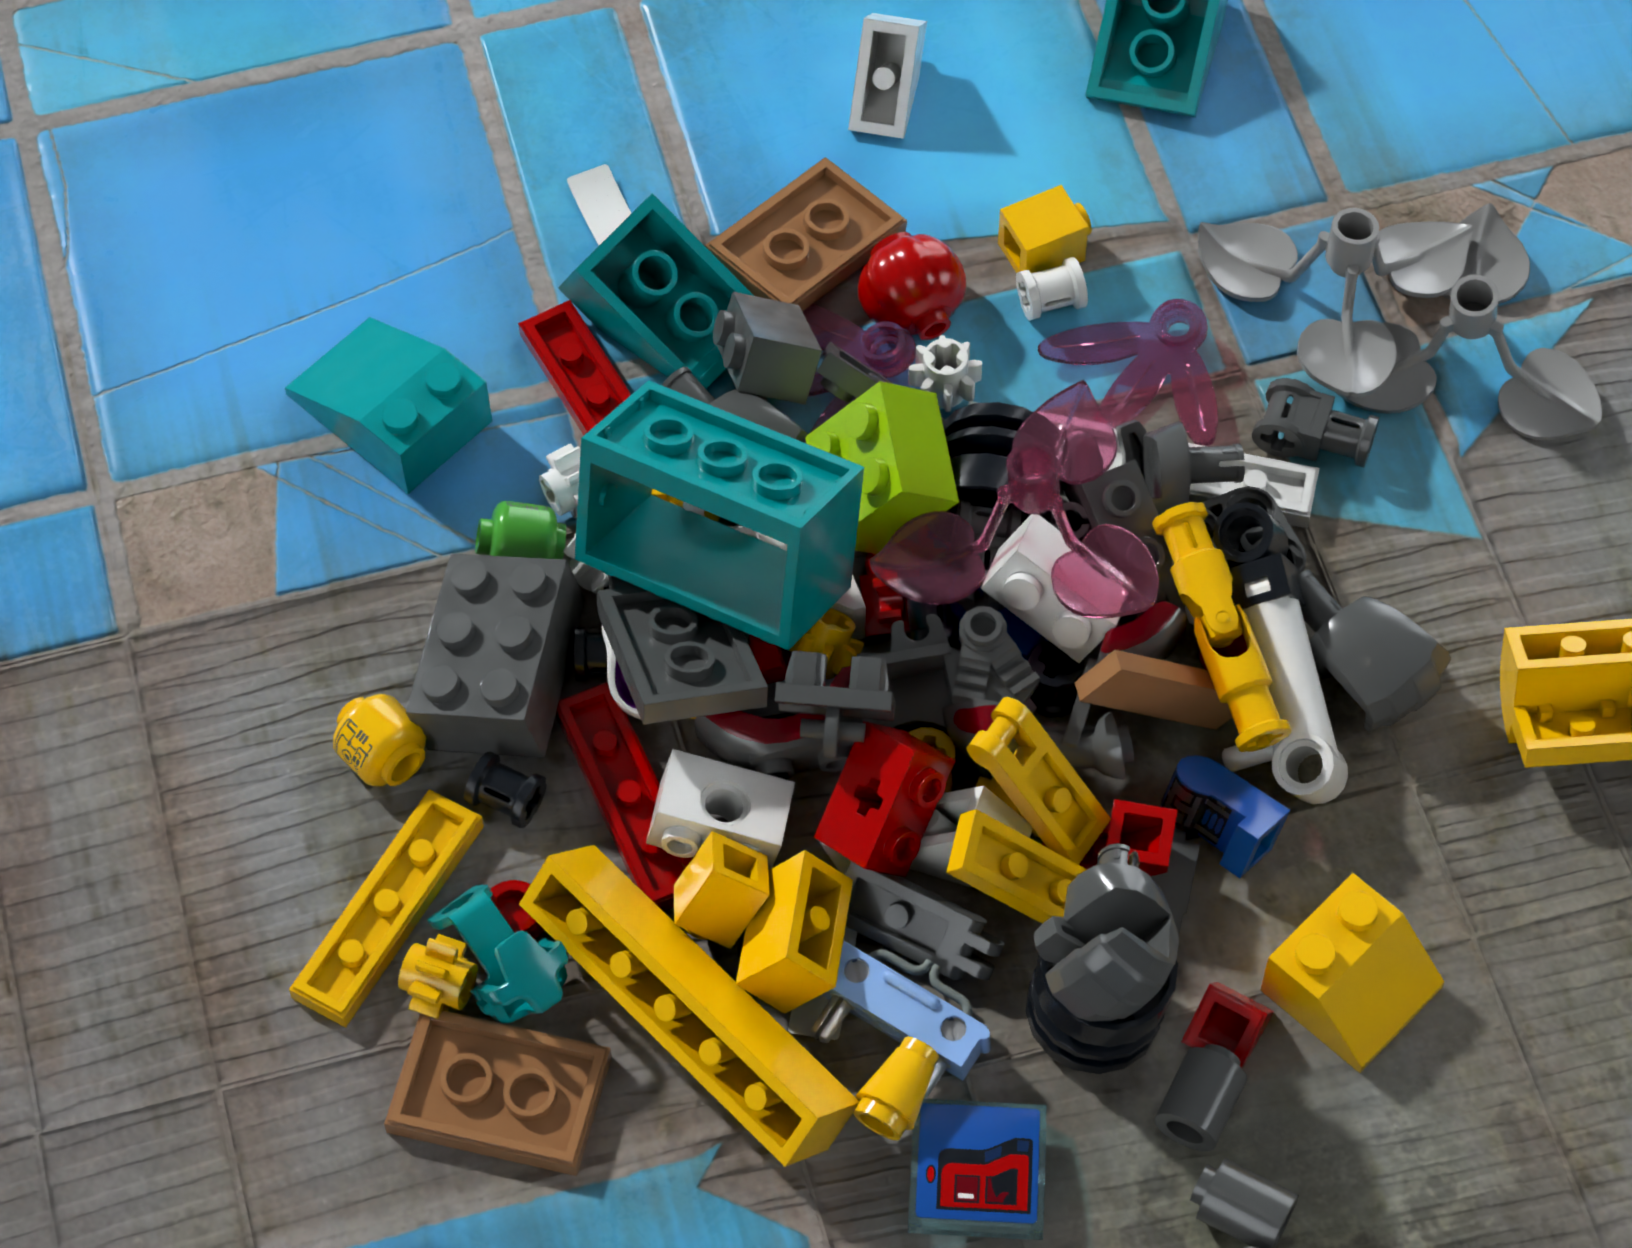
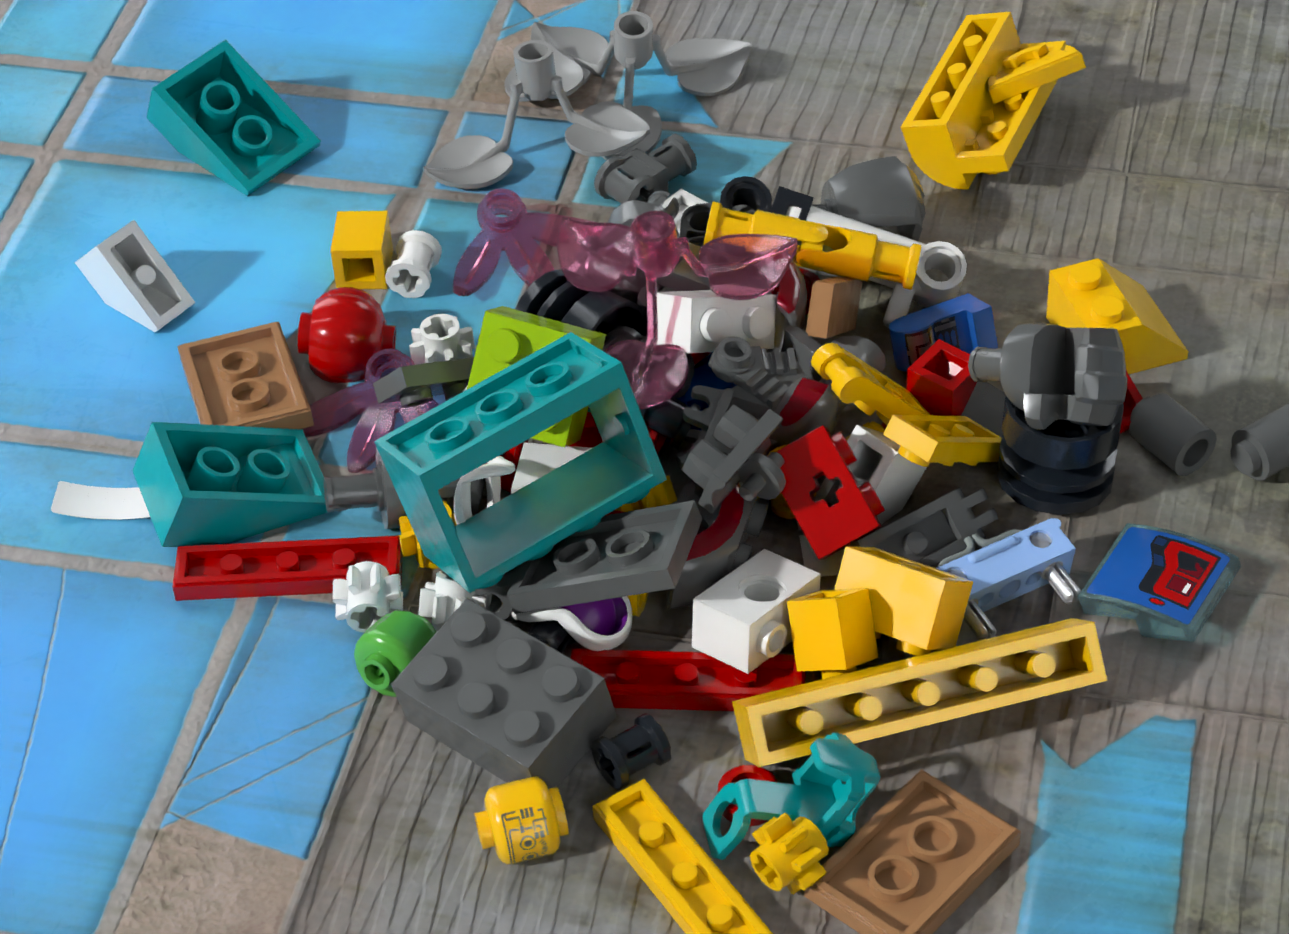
camera: 60 degrees left, 15 degrees down
(395, 400) = (176, 695): teal slope -> none
(767, 347) = (348, 419): dark grey brick -> none
(897, 1090) = (1075, 588): yellow cone -> none

